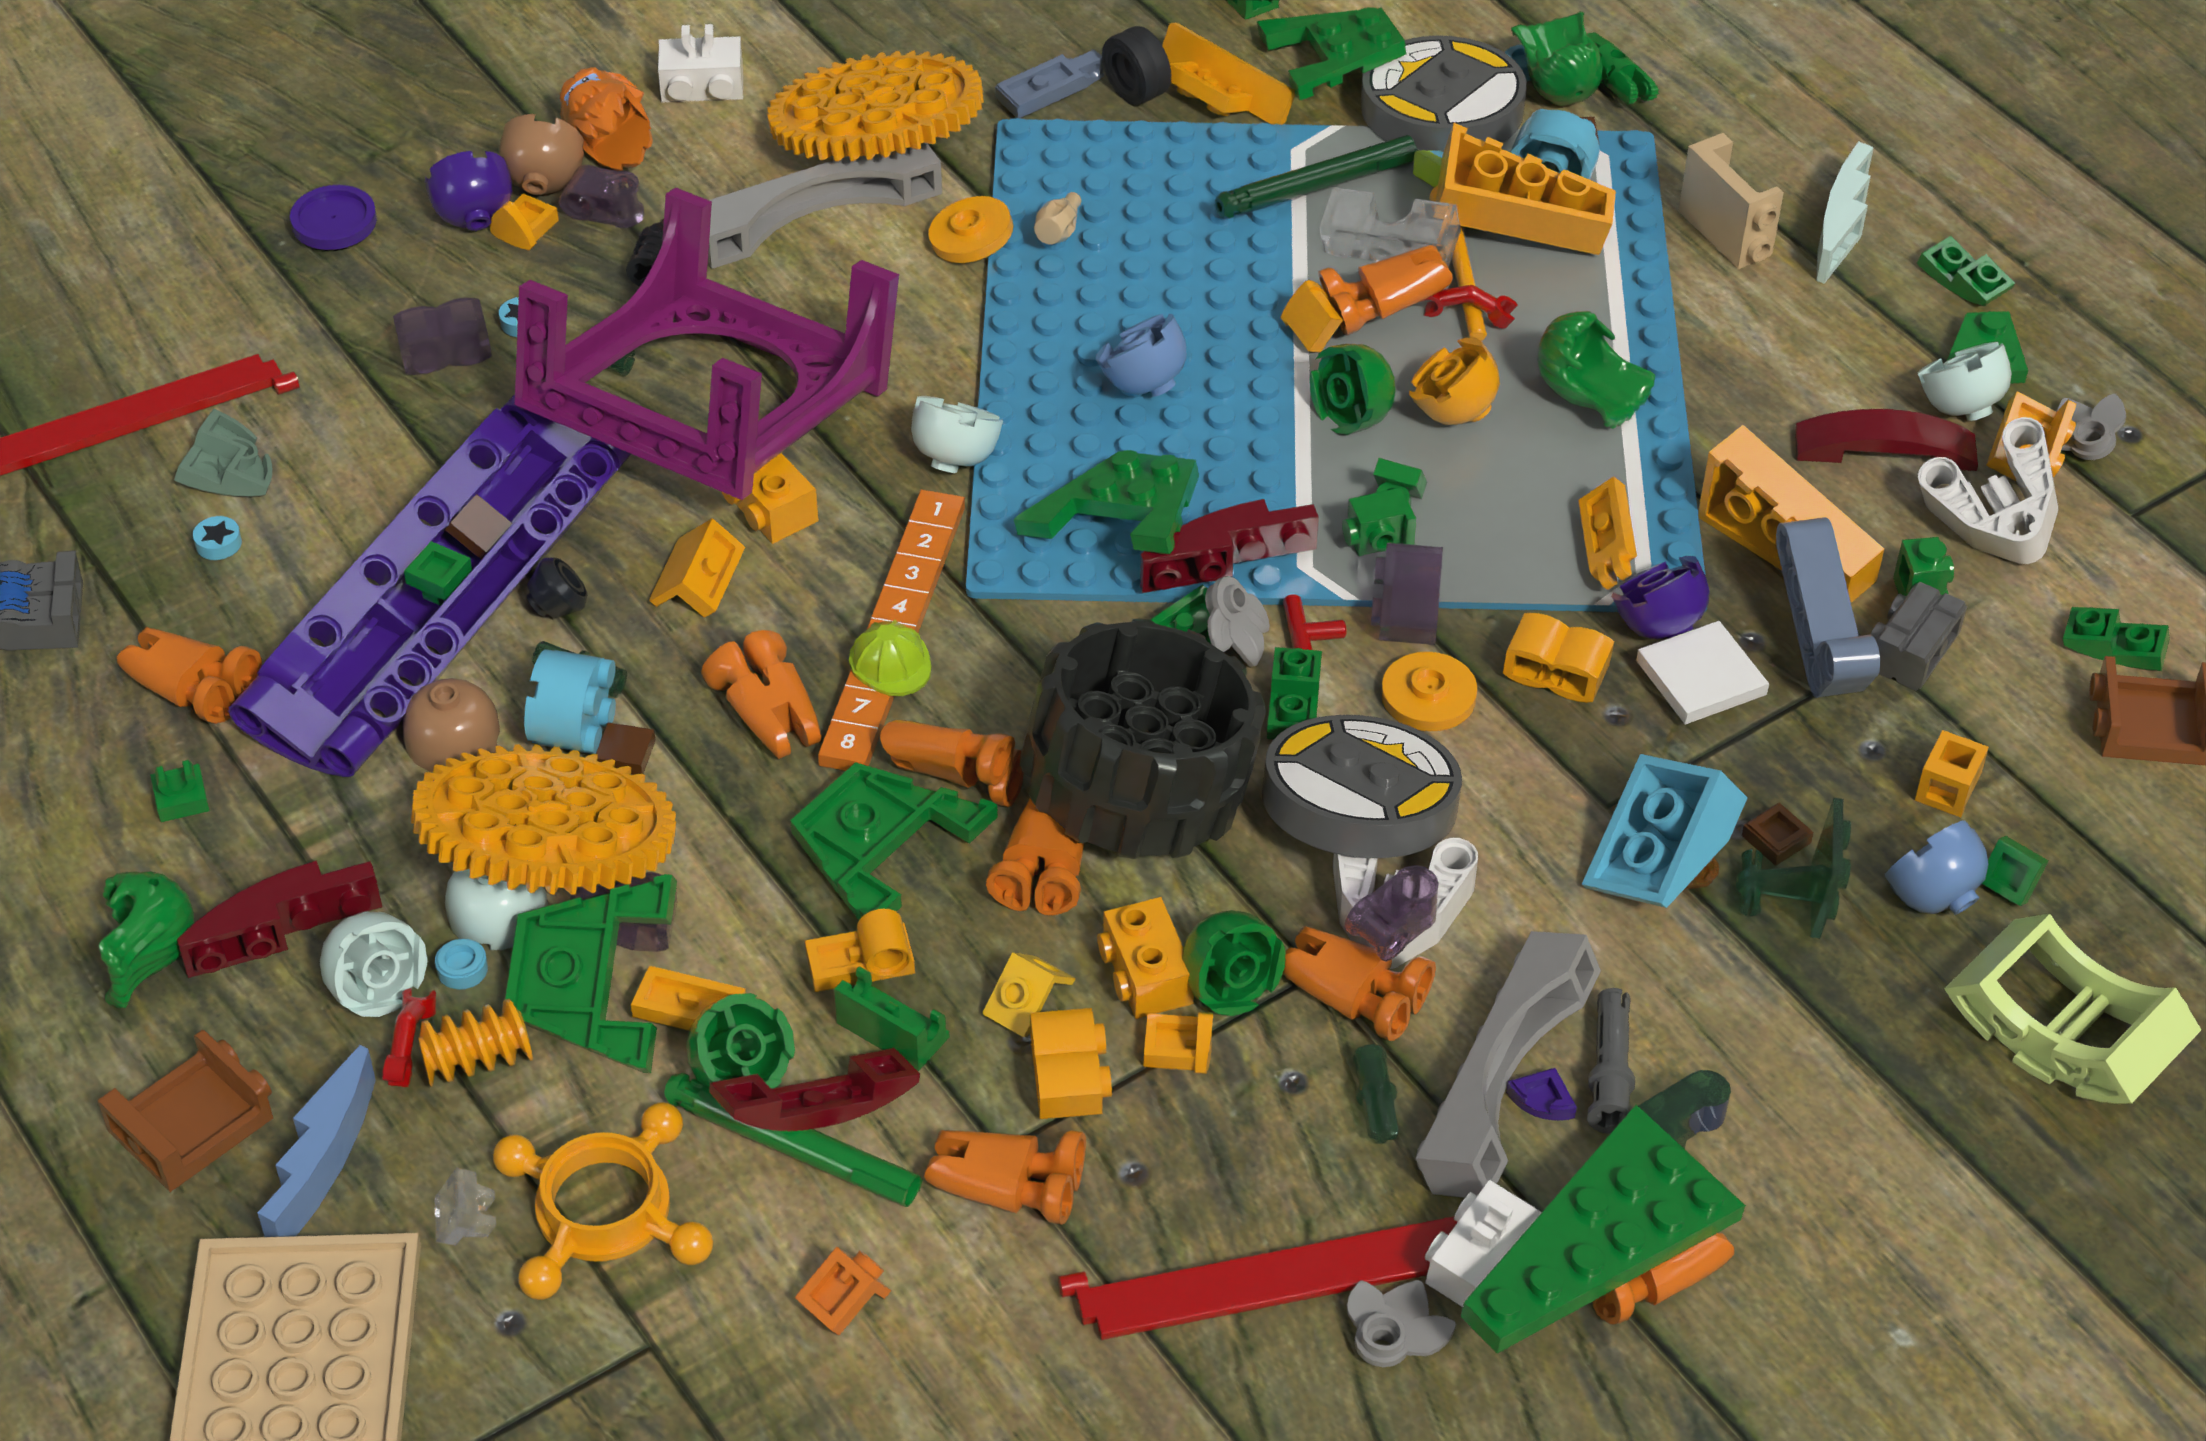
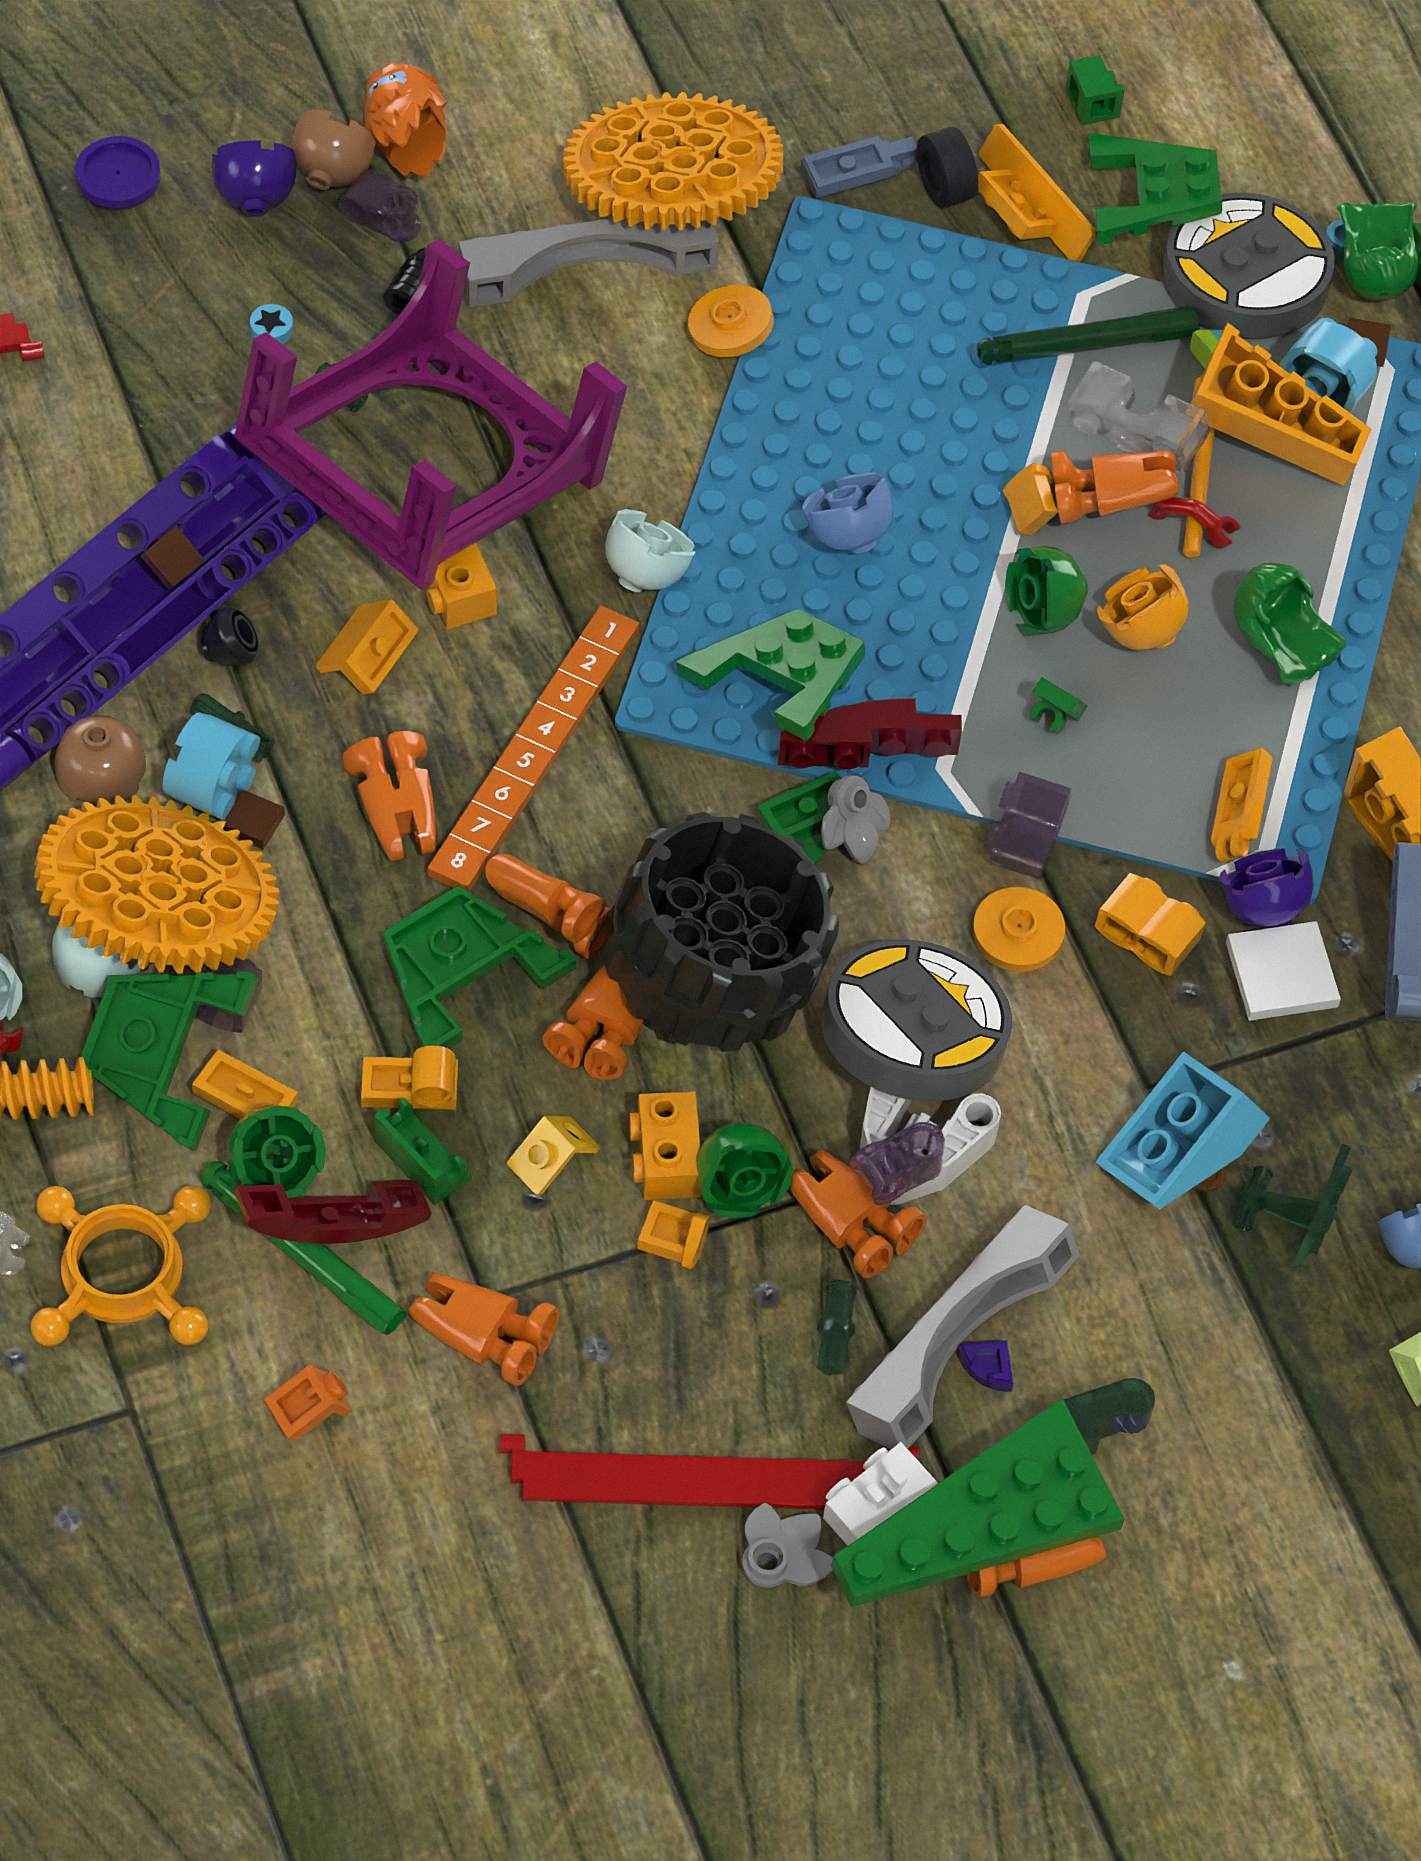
camera: 10 degrees right, 10 degrees up
(437, 572) = (121, 602): green tile -> none
(442, 336) = (190, 334): clear purple brick -> none
(461, 964) = (53, 1004): medium azure tile -> none
(523, 221) = (300, 216): light orange tile -> none
(700, 67) = (515, 74): white brick -> none
(891, 659) = (521, 785): lime piece -> none
(1057, 219) = (816, 331): tan piece -> none
(1067, 1063) = (566, 1232): light orange brick -> none
(1293, 688) = (889, 901): green slope -> none
(1302, 632) = (919, 840): red piece -> none
(1379, 520) = (1024, 743): green brick -> none
(1611, 1077) = (1054, 1363): dark grey pin -> none
(1777, 834) = (1296, 1153): reddish brown tile -> none

